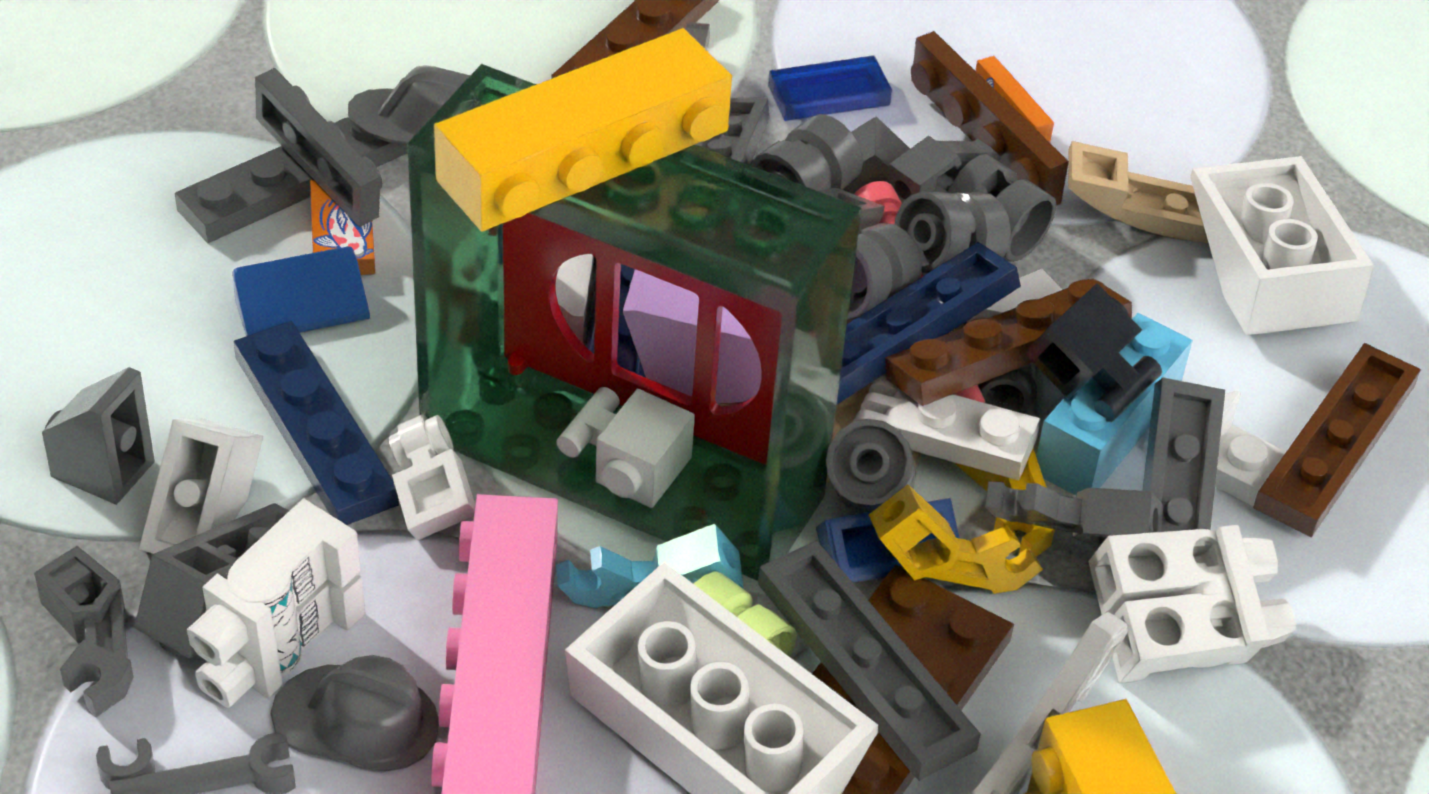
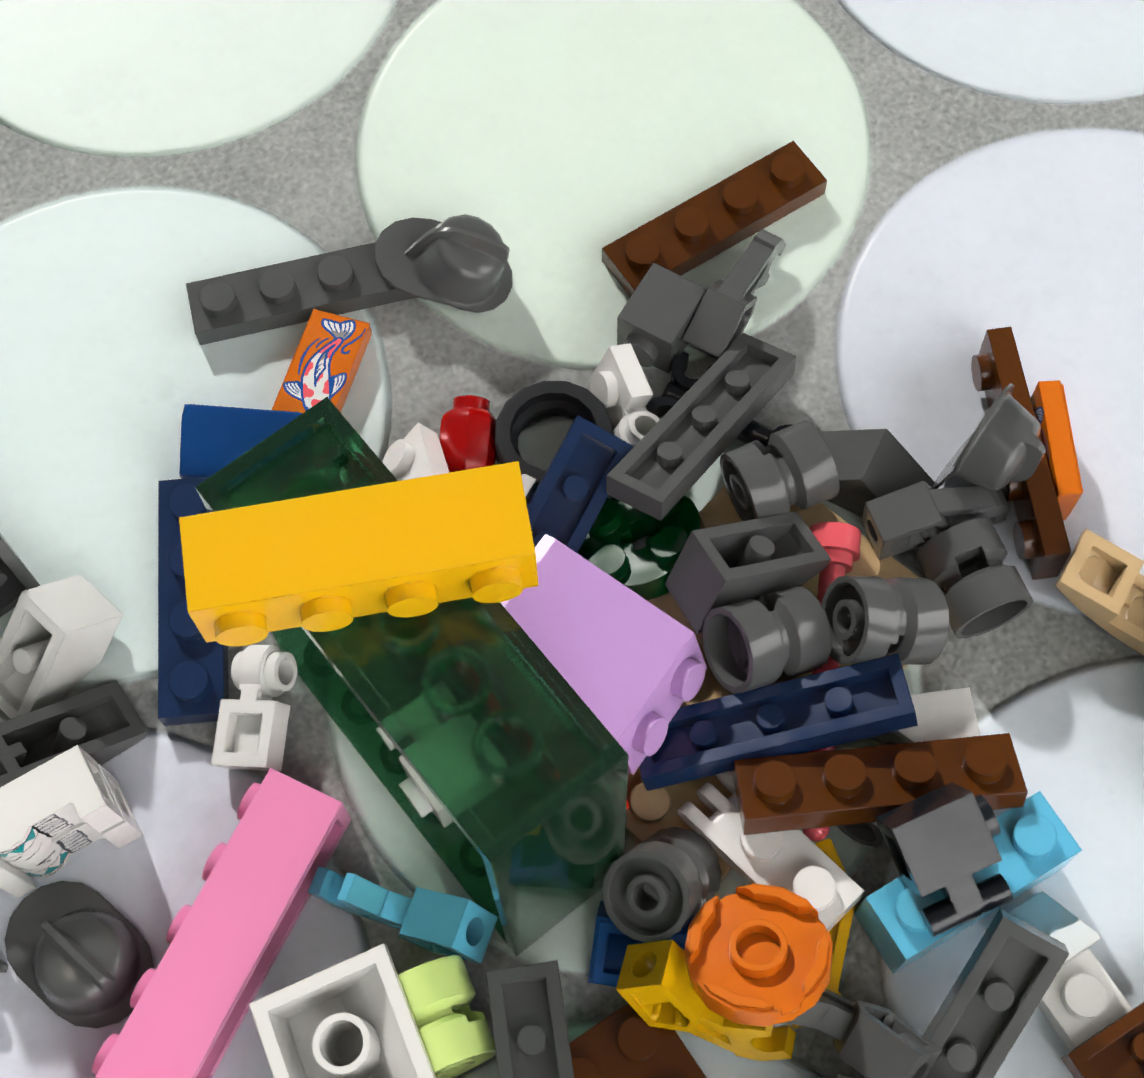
camera: 30 degrees right, 20 degrees up
(318, 147) = (322, 285): dark grey plate -> none
(829, 87) = (880, 348): clear blue tile -> none
(978, 100) = (1000, 448): none -> dark grey piece
(984, 470) = (758, 955): none -> orange tile

